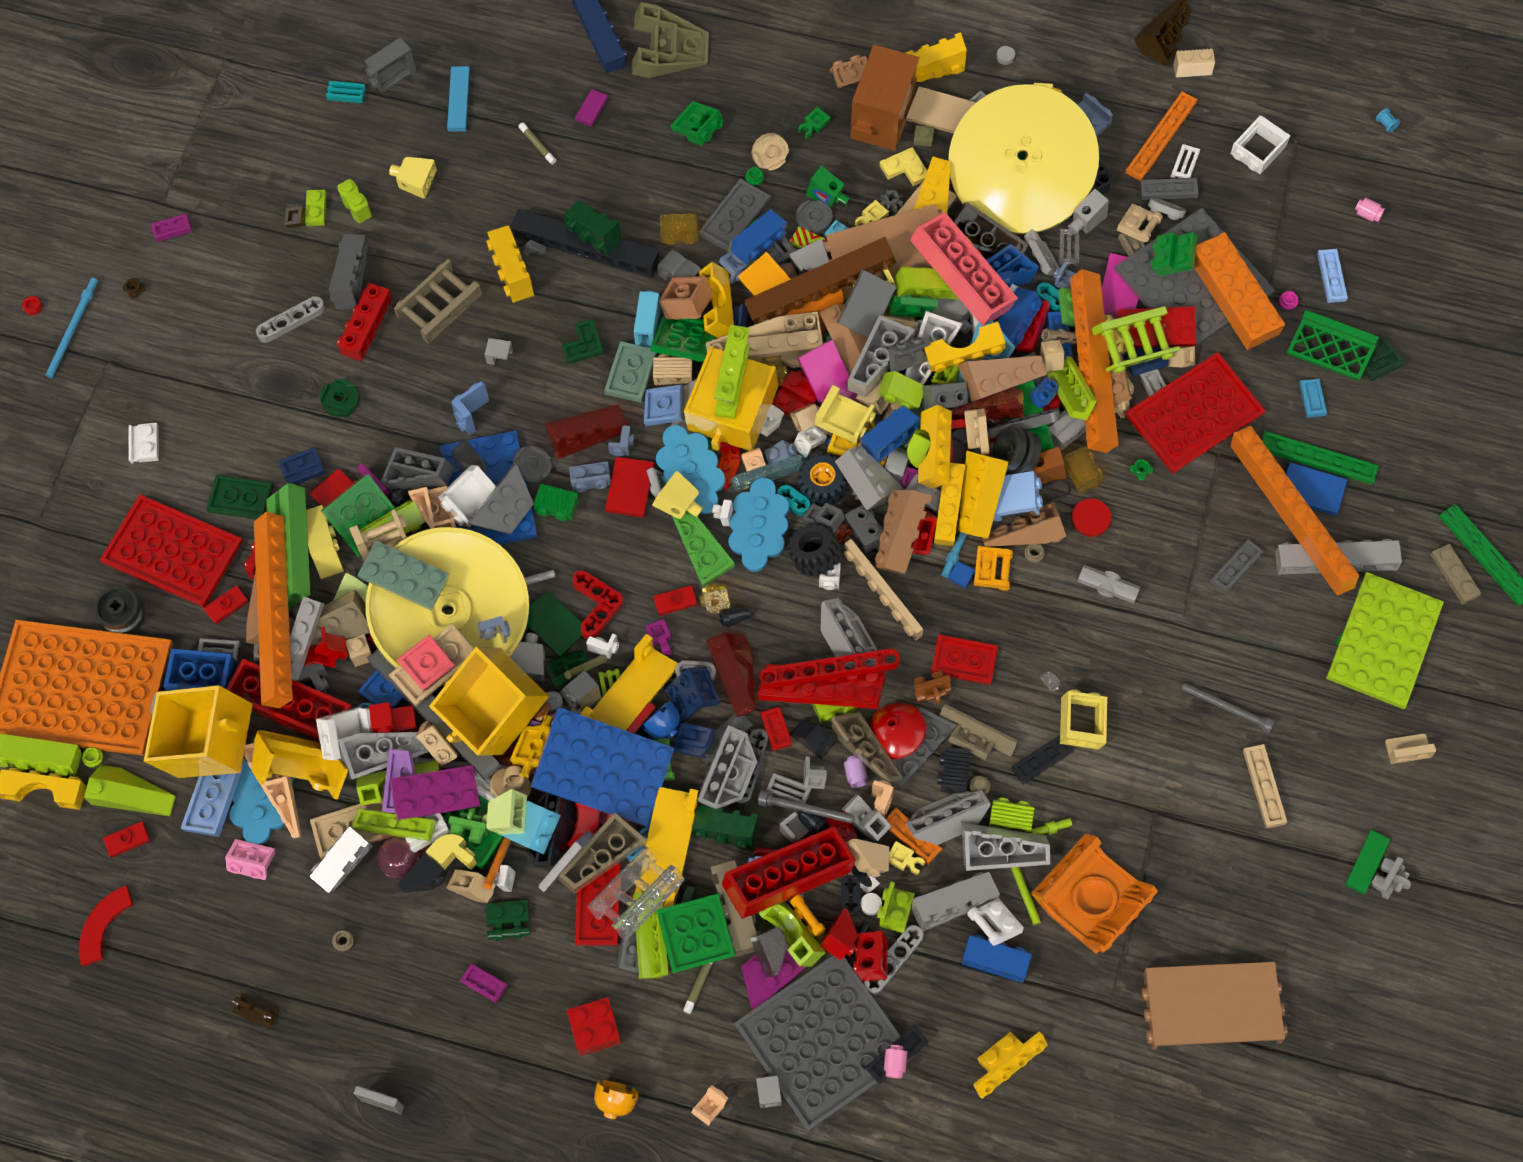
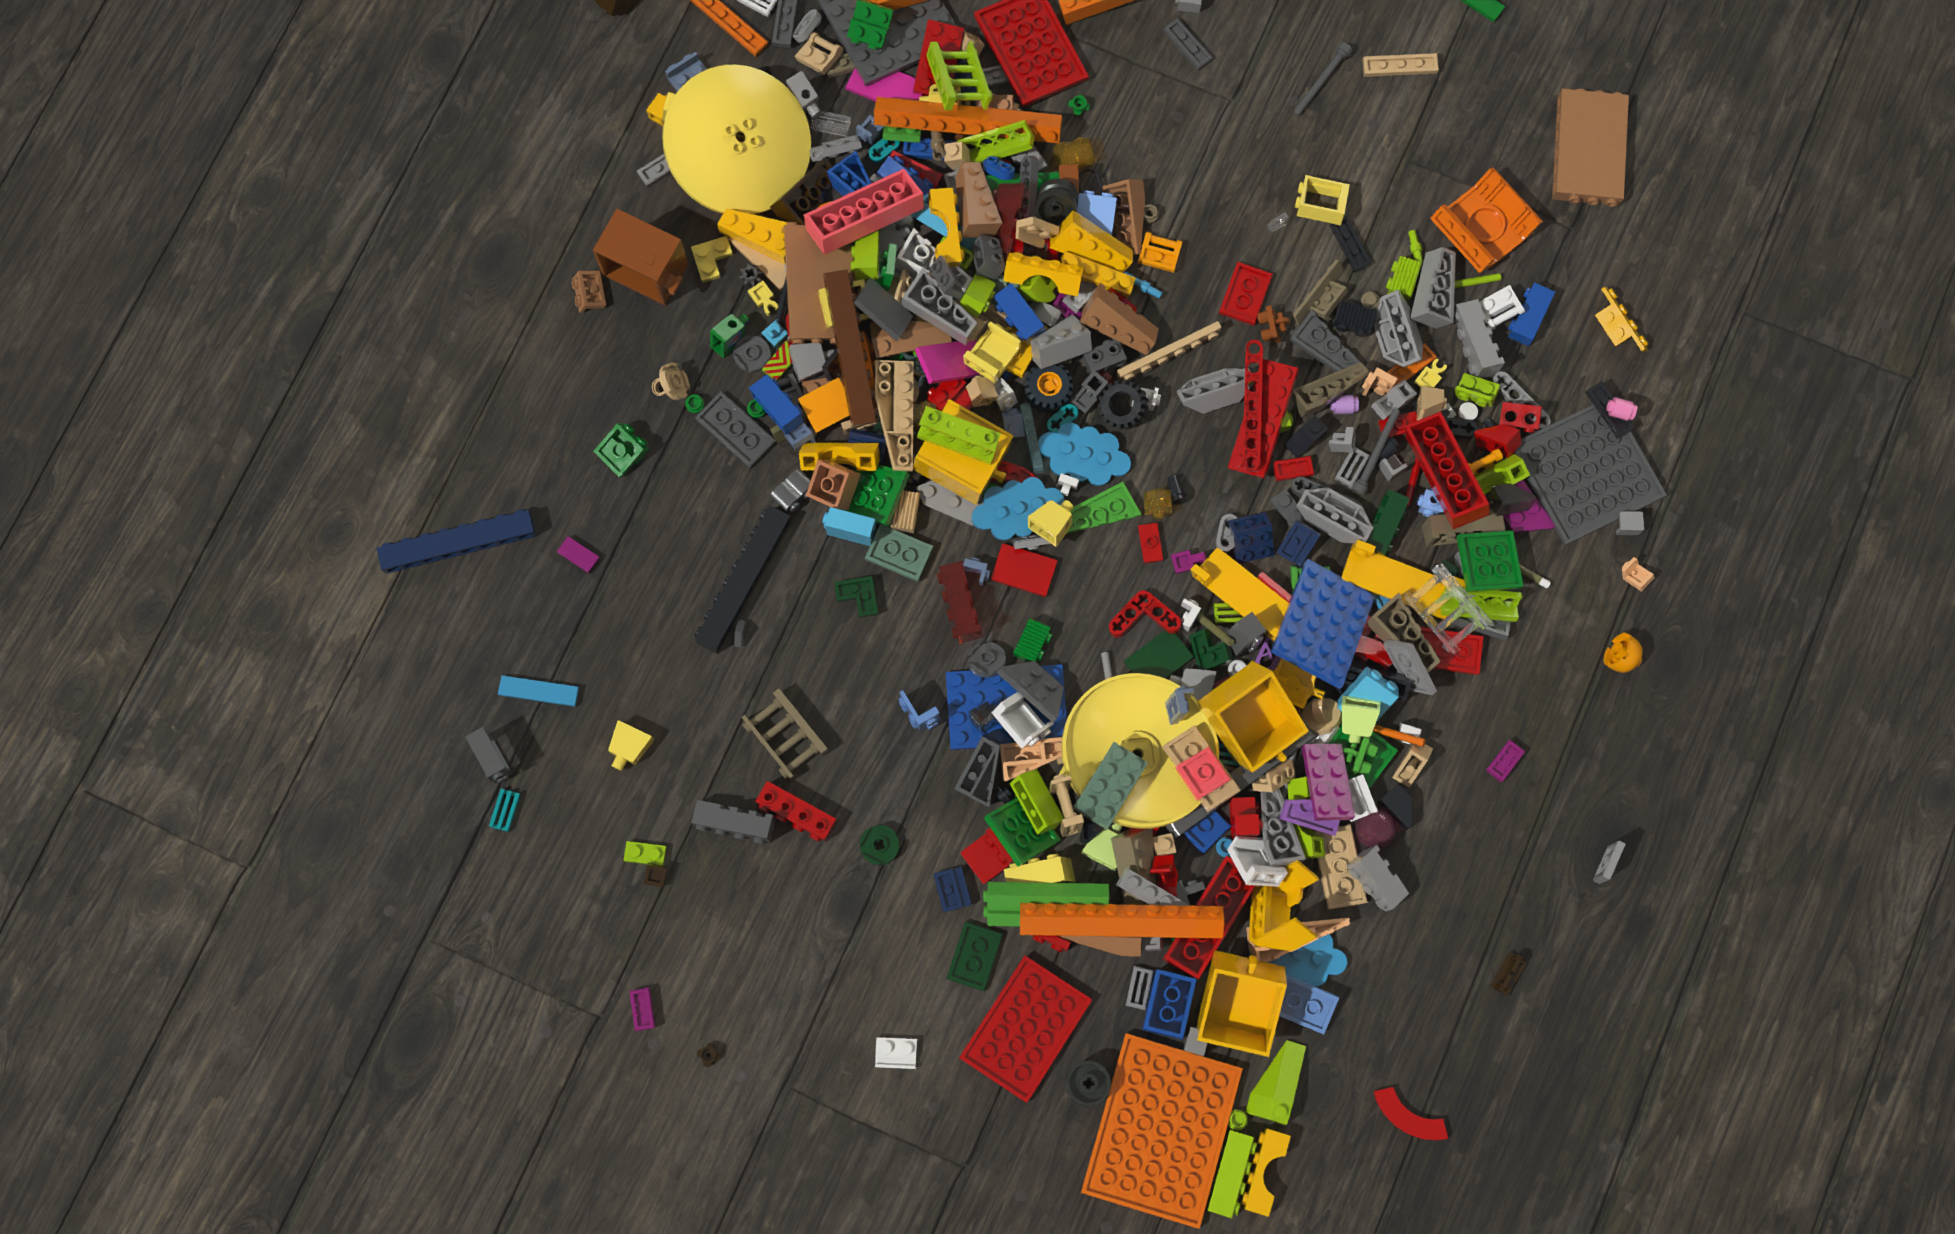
camera: 85 degrees left, 10 degrees up
(32, 305) = (709, 1167): red tile -> none
(86, 297) = (709, 1106): dark azure bar -> none
(126, 839) = (1326, 1089): red plate -> none
(226, 605) = (1092, 977): red plate -> none
(249, 859) = (1361, 969): bright pink bracket -> none
(292, 322) = (780, 888): light grey beam -> none
(338, 936) = (1456, 887): dark tan plate -> none
(354, 201) = (644, 812): lime brick -> none
(364, 470) = (979, 819): magenta plate -> none
(386, 824) = (1349, 829): lime tile -> none
(449, 847) = (1379, 776): light yellow brick -> none
(497, 349) = (855, 679): light grey panel -> none
(506, 914) = (1441, 733): dark green plate -> none
(511, 266) = (754, 656): yellow wedge -> none
(537, 143) = (610, 615): olive bar -> none
(590, 476) = (1006, 606): sand blue bracket -> none
(592, 227) = (737, 564): dark green wedge -> none
(594, 1026) = (1557, 665): red brick -> none
(662, 722) = (1276, 566): blue cylinder -> none
(663, 405) = (942, 525): medium blue tile -> none
(674, 43) = (516, 460): olive wedge -> none
(679, 228) = (743, 484): clear yellow brick -> none
(734, 666) = (1231, 497): clear red wedge -> none
(753, 459) = (1018, 449): light nougat bracket -> none
(814, 121) = (642, 334): green plate -> none
(905, 735) = (1315, 348): red dish -> none
(923, 135) = (679, 231): olive plate -> none
(938, 110) = (660, 200): tan tile -> none
(941, 59) = (597, 205): yellow wedge -> none
(961, 574) = (1162, 281): blue tile -> none
(1005, 55) = (598, 140): light grey tile -> none
(1091, 517) = (1121, 157): red tile -> none
(1108, 584) = (1191, 154): light grey piece -> none

